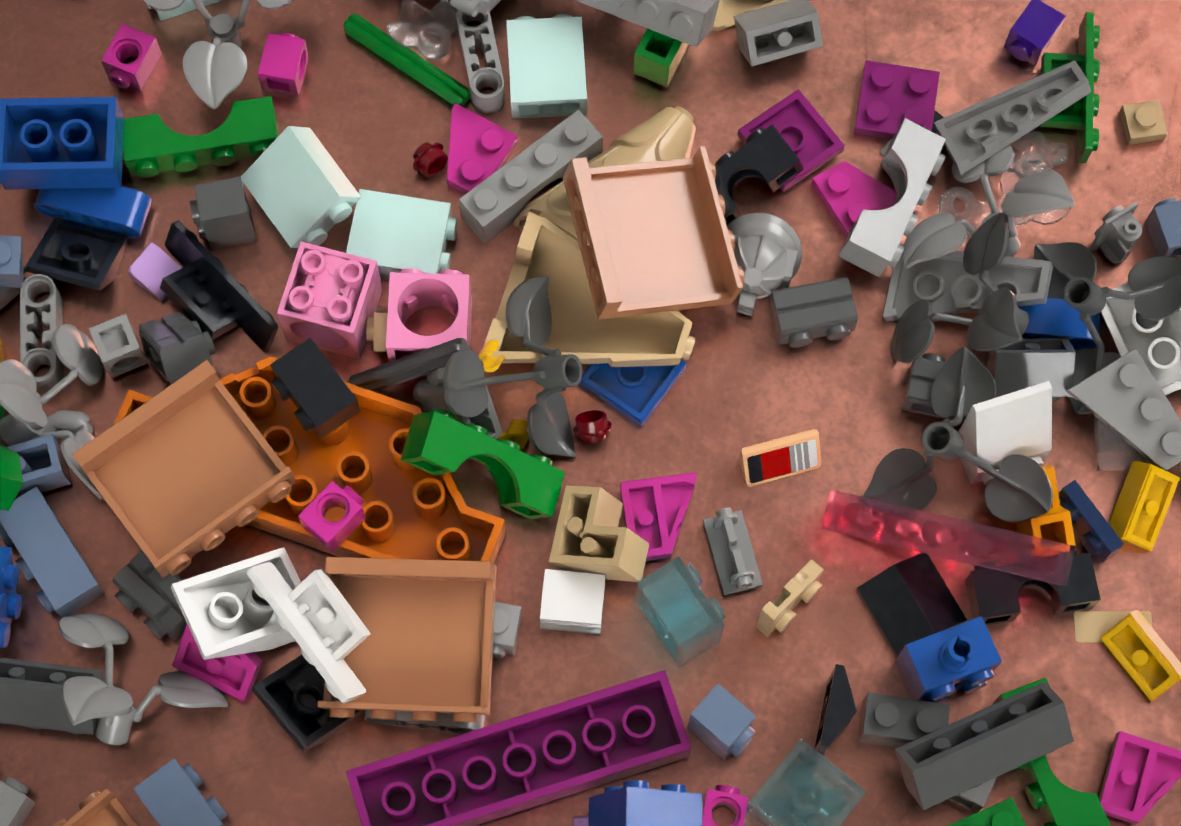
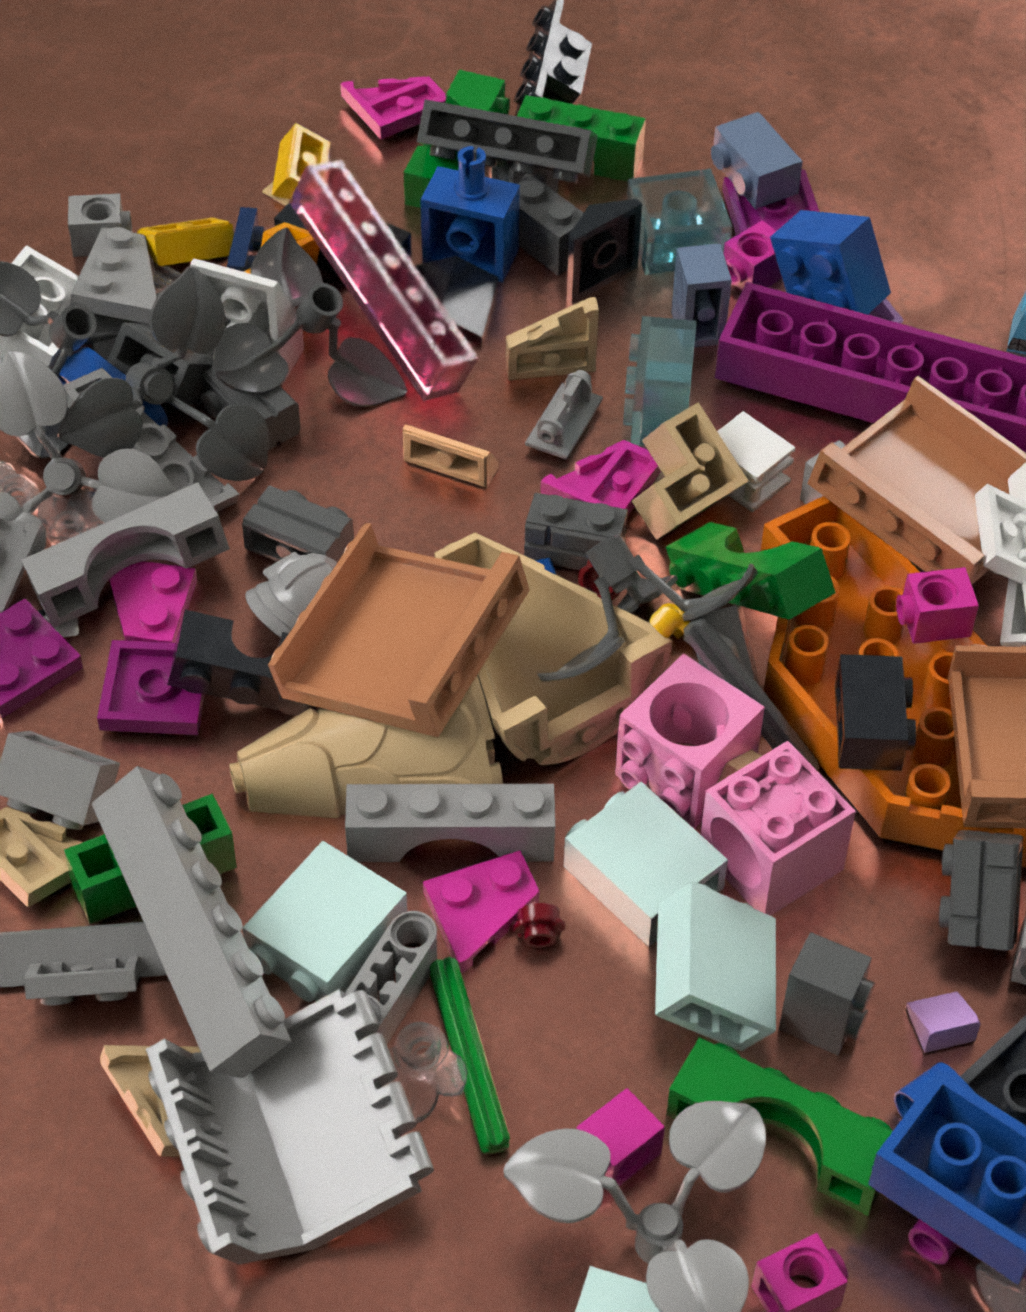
camera: 140 degrees left, 20 degrees down
(211, 293) = (904, 948): black bracket -> none
(635, 444) = (569, 528): none -> dark grey brick

